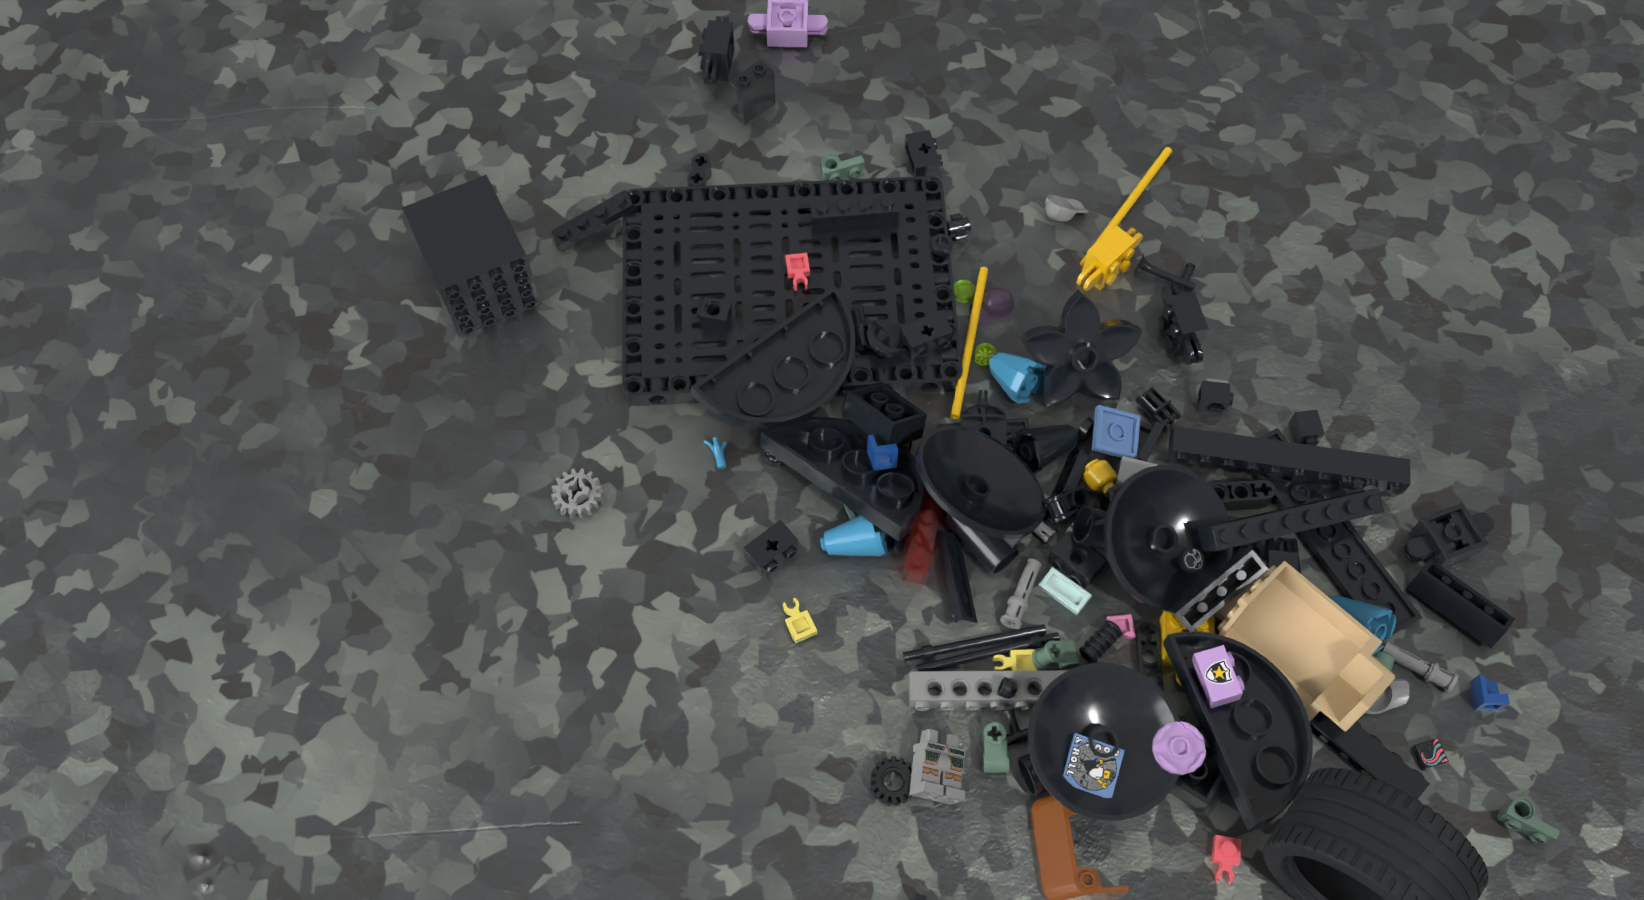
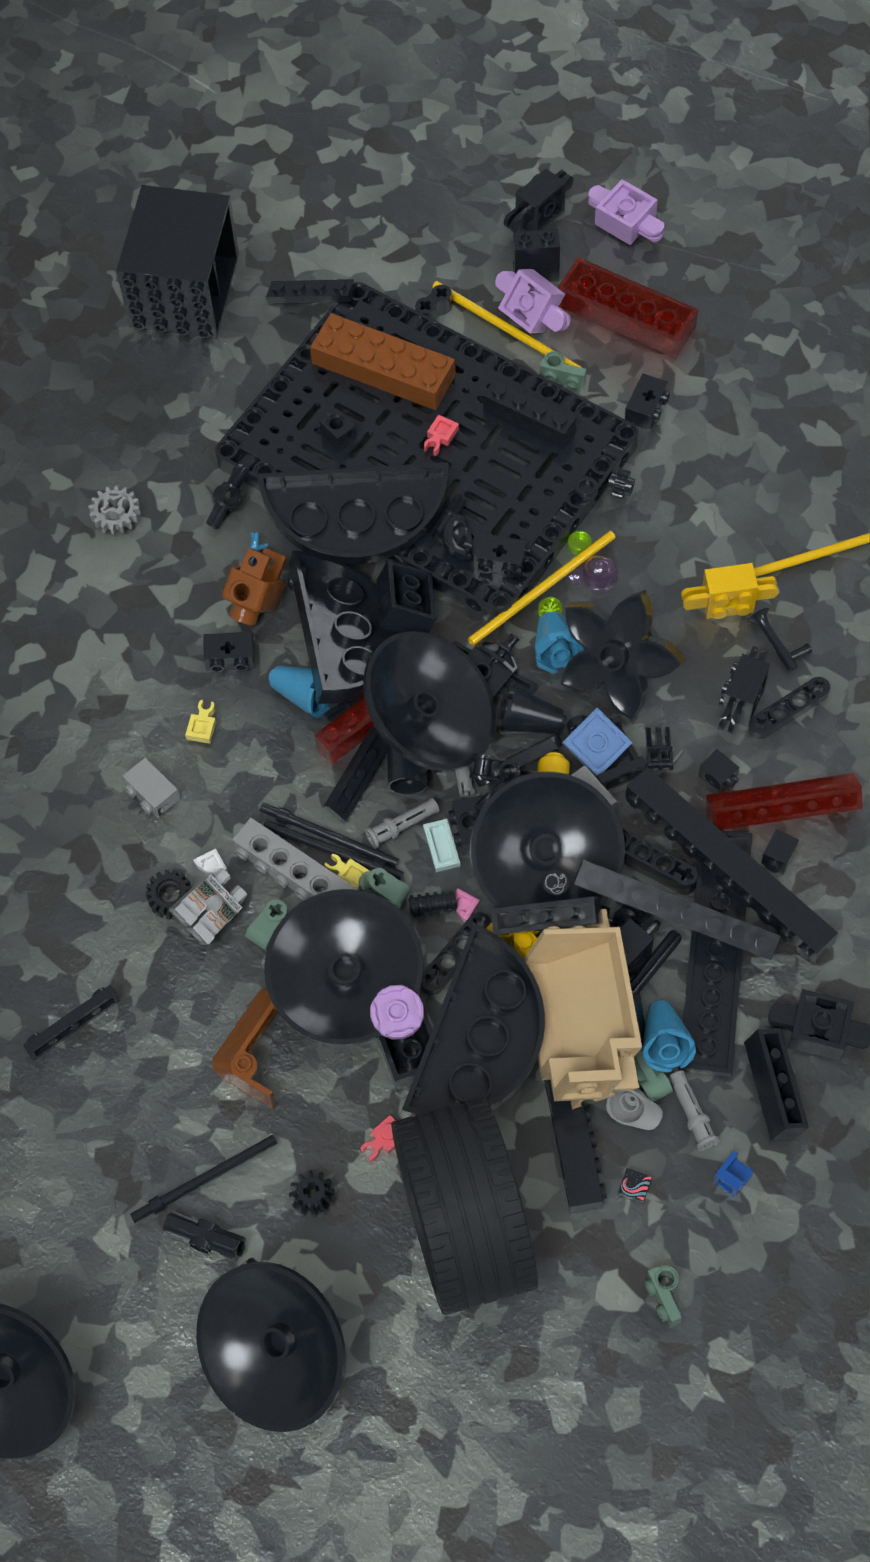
camera: 40 degrees right, 0 degrees up
(664, 423) = (233, 486): none -> black axle
(706, 239) = (383, 361): none -> dark orange brick
(755, 470) = (255, 587): none -> dark orange piece
(763, 160) = (503, 325): none -> yellow piece
(777, 127) = (531, 310): none -> lavender brick
(803, 704) = (150, 788): none -> light grey hinge
(849, 93) = (627, 307): none -> clear red brick
(882, 456) = (370, 630): blue panel -> none
(902, 731) = (209, 862): none -> white tile
(1006, 687) = (313, 881): black hinge -> none
(1062, 208) = (733, 524): light grey cap -> none
(1089, 771) = (314, 984): tile -> none
(1217, 318) = (787, 705): none -> black beam
(1217, 676) = (480, 980): lavender brick -> none
(1280, 388) = (784, 801): none -> clear red brick

